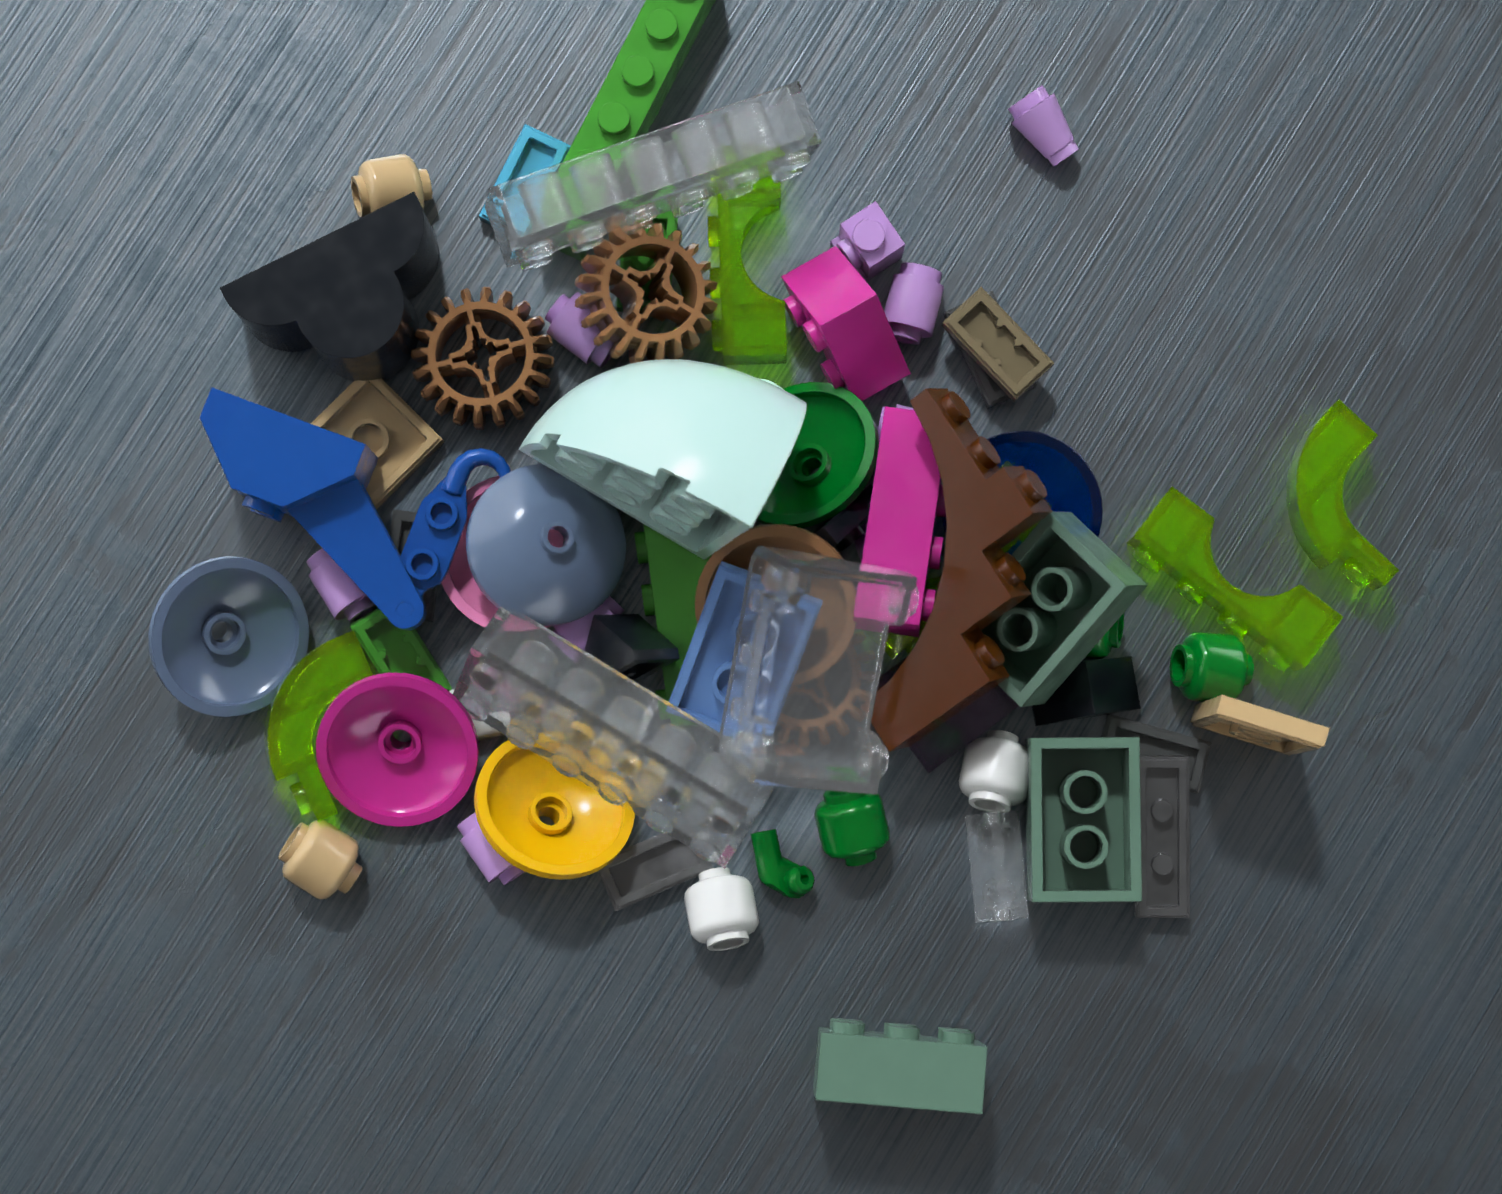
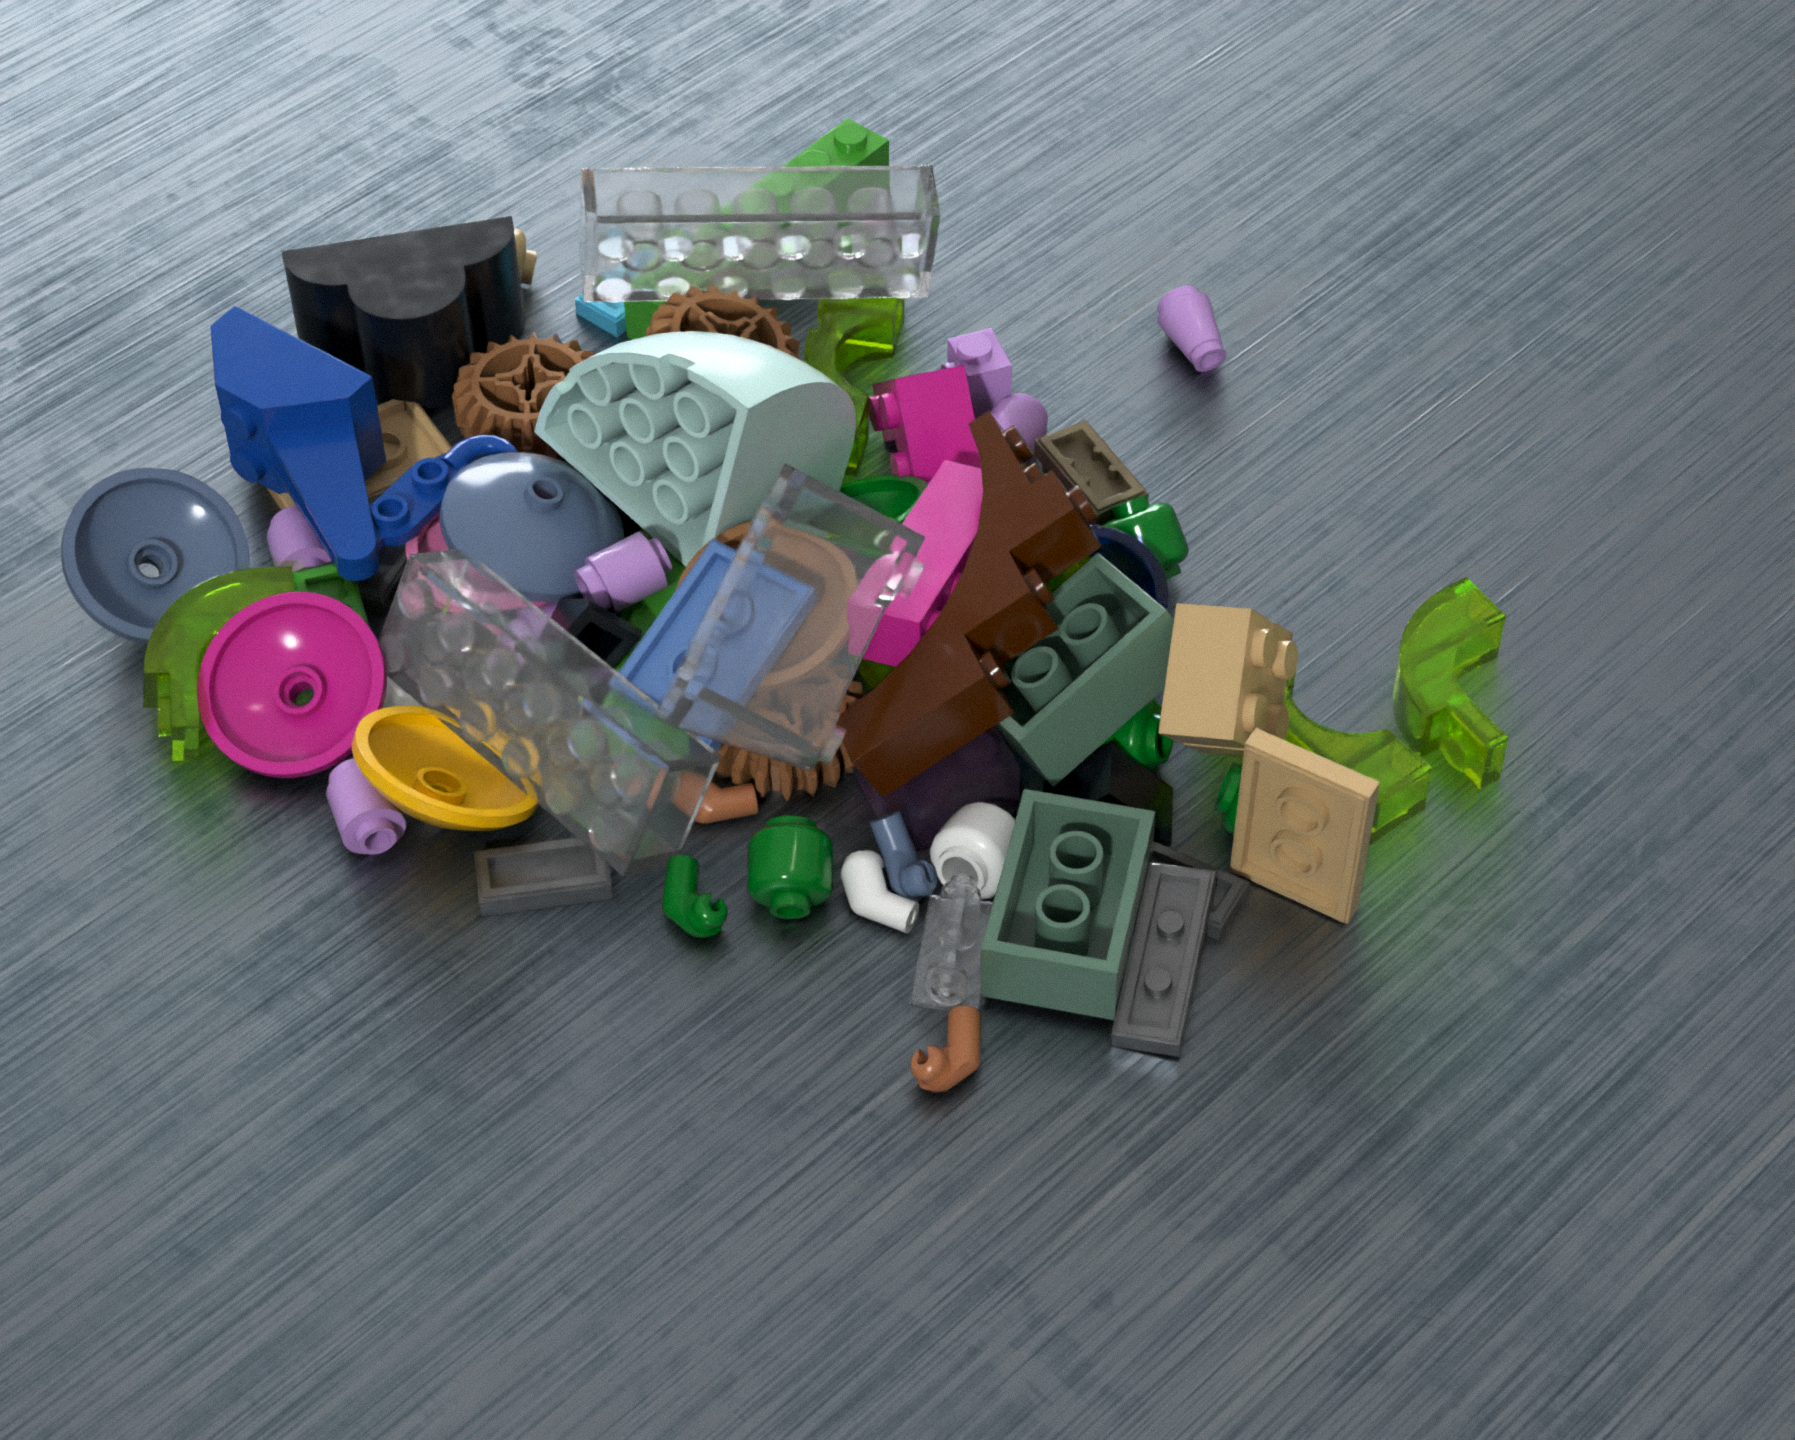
camera: 15 degrees right, 35 degrees down
(320, 859) = (160, 779): tan head -> none
(642, 586) = (624, 572): none -> lavender brick
(721, 909) = (604, 918): white head -> none
(900, 1067) = (762, 1100): sand green brick -> none
(916, 824) = (869, 895): none -> white arm
(937, 791) = (904, 870): none -> sand blue arm
(1023, 964) = (955, 1060): none -> nougat arm
(1060, 408) = (1154, 527): none -> green head
(1175, 601) = (1225, 678): none -> tan piece

